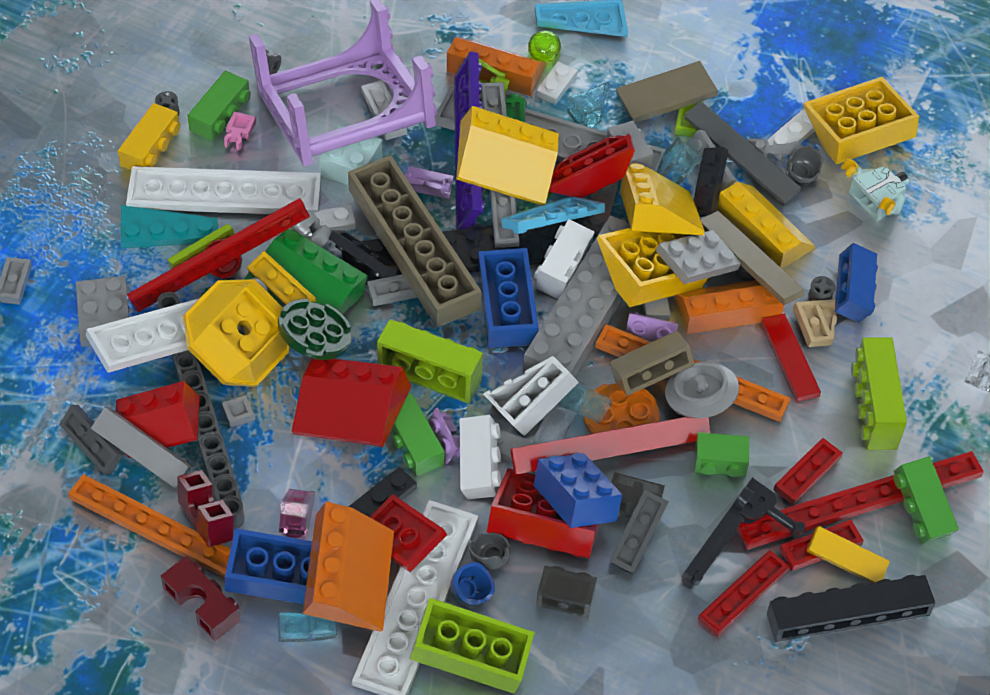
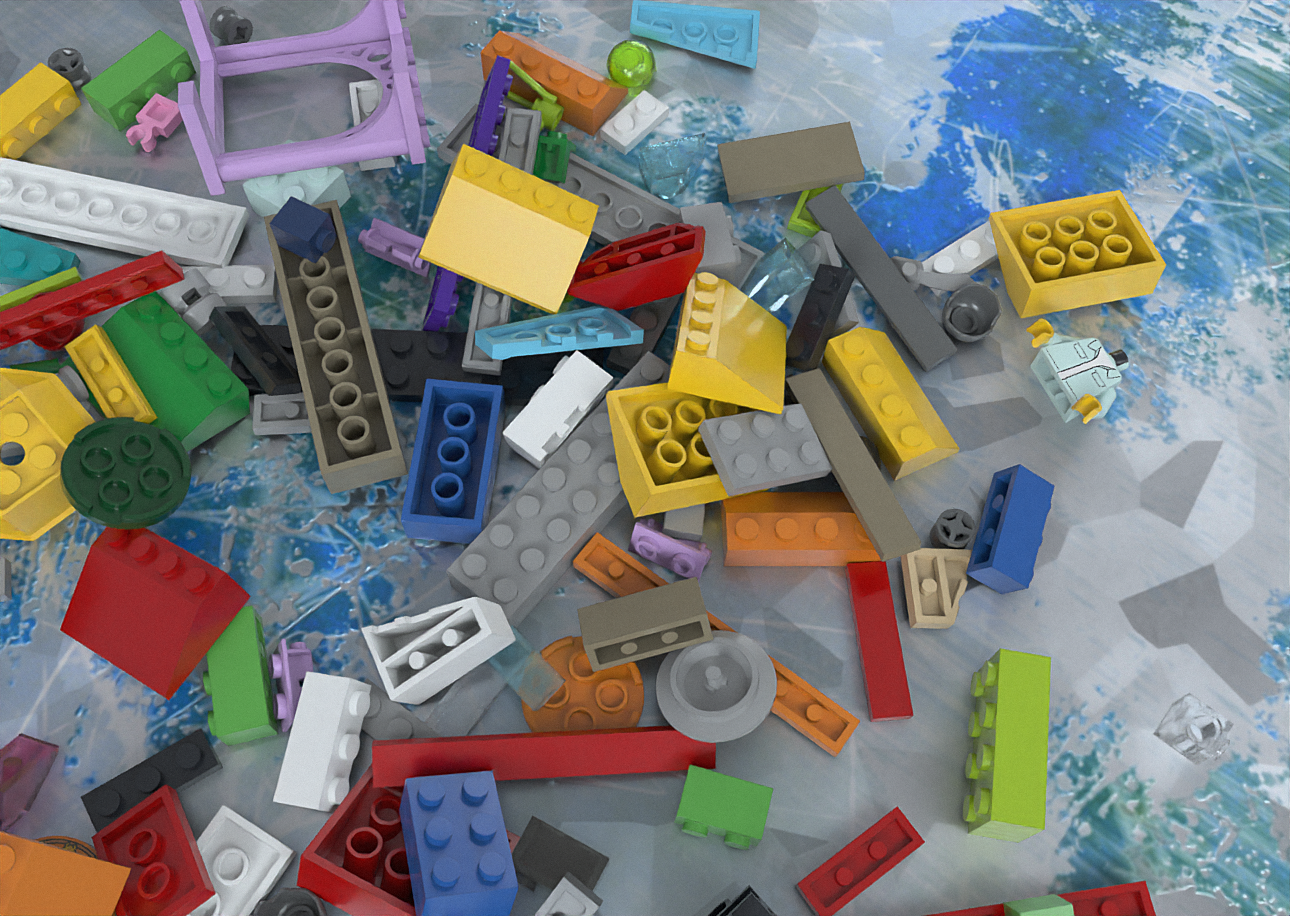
camera: 10 degrees right, 10 degrees up
(381, 174) = (303, 229): none -> dark blue brick
(431, 360) = (298, 551): lime brick -> none

